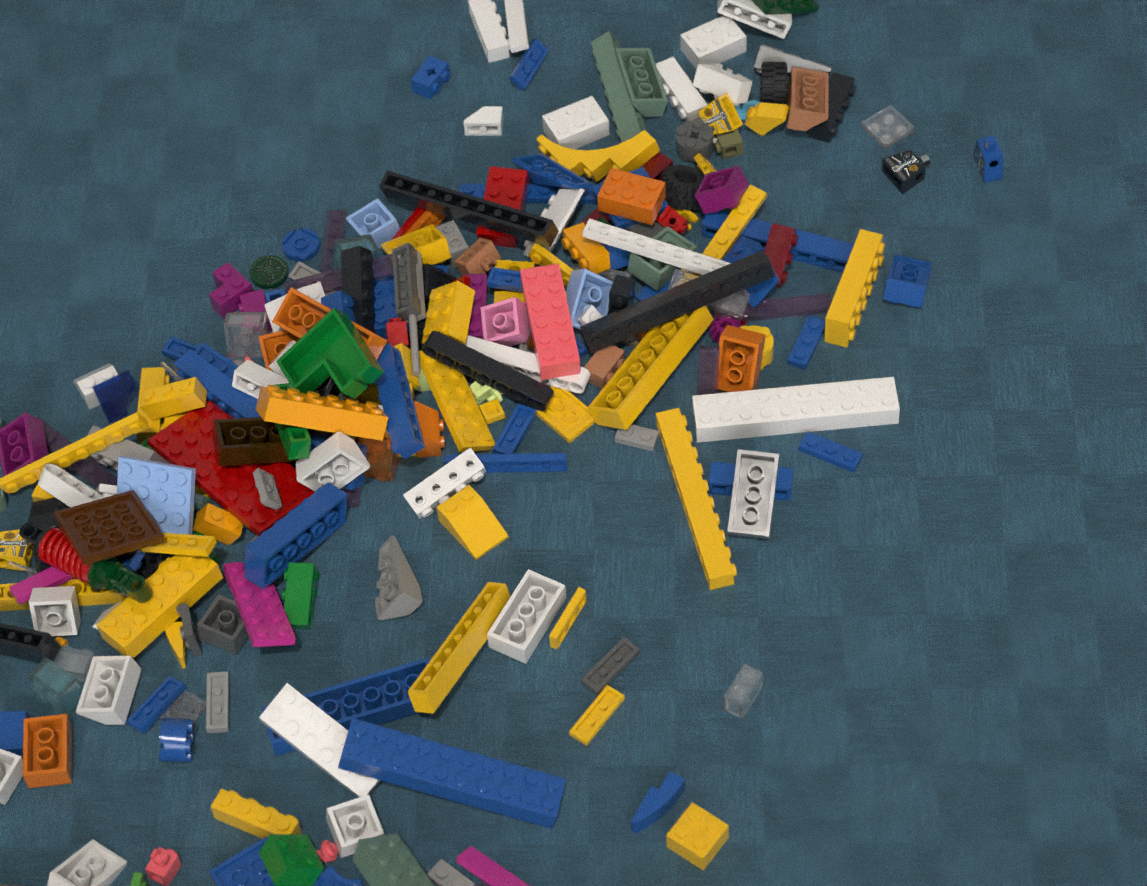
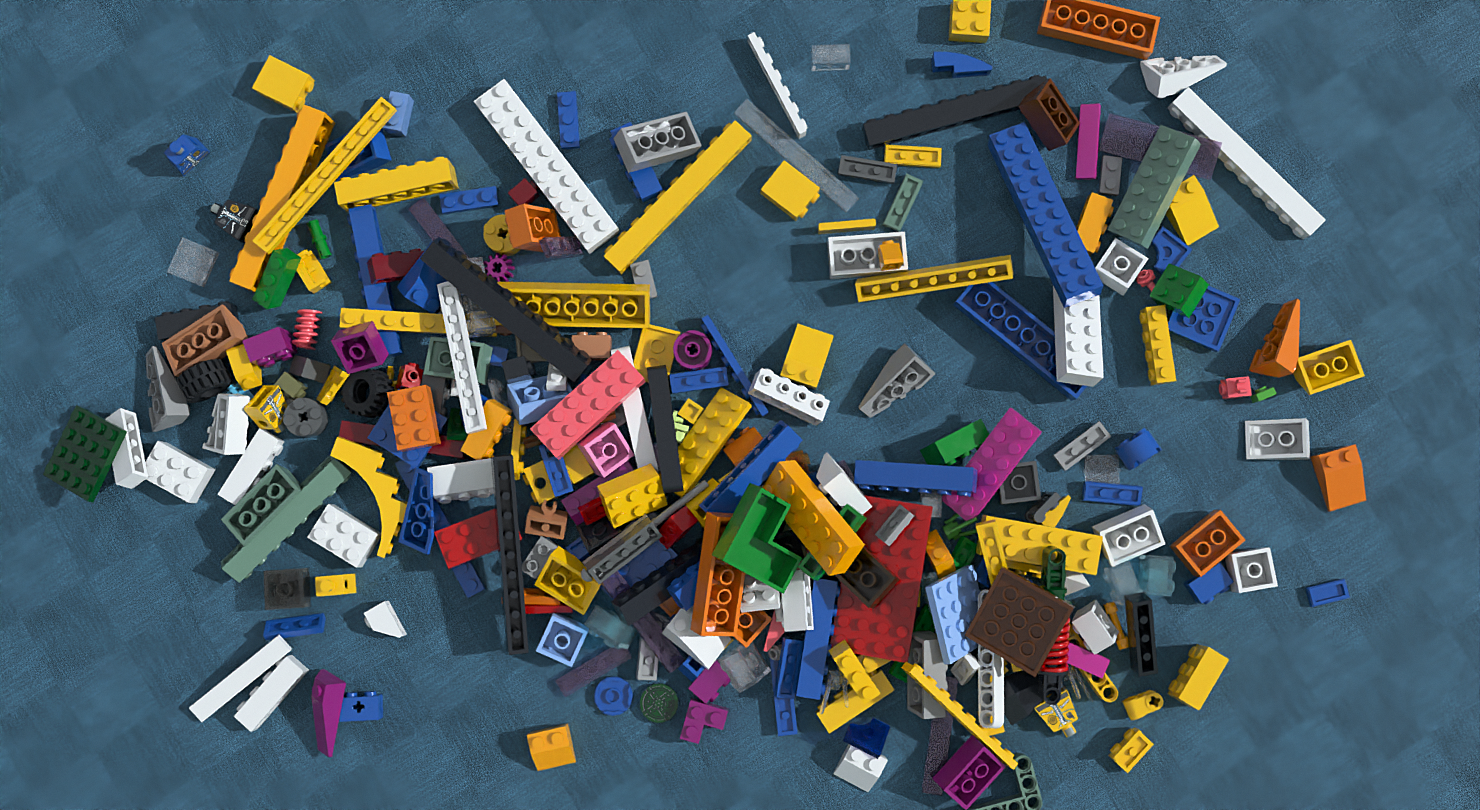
camera: 125 degrees left, 30 degrees up
(230, 555) = (953, 530): none -> bright green plant
(297, 183) = (551, 747): none -> light orange slope
(415, 830) = (1092, 221): none -> light orange brick
(453, 53) = (327, 704): none -> magenta wedge
(506, 613) = (890, 256): none -> light orange slope
(540, 99) = (335, 585): none -> yellow torso
(543, 433) = (688, 341): none -> magenta brick
(547, 846) = (1049, 115): none -> reddish brown slope
(557, 681) = (902, 203): none -> sand green tile
(562, 69) = (287, 588): none -> clear smoke brick
(611, 775) = (948, 113): none -> black brick
(635, 590) = (790, 191): none -> yellow brick
(667, 617) = (796, 155): none -> clear tile
(737, 157) = (310, 369): none -> dark grey slope
(746, 632) = (774, 77): none -> white plate
(771, 140) = (270, 347): none -> magenta brick
(771, 175) = (306, 328): none -> coral piece
(781, 376) = (524, 192): none -> dark red brick
(822, 200) = (312, 272): none -> yellow hinge
(828, 168) = (276, 278): none -> green brick
(847, 219) = (319, 239): none -> green pin
(893, 231) = (324, 175): none -> yellow plate
(898, 204) = (296, 165): none -> light orange brick
(923, 322) = (400, 120): none -> medium blue brick
(1009, 254) = (283, 84): none -> yellow brick

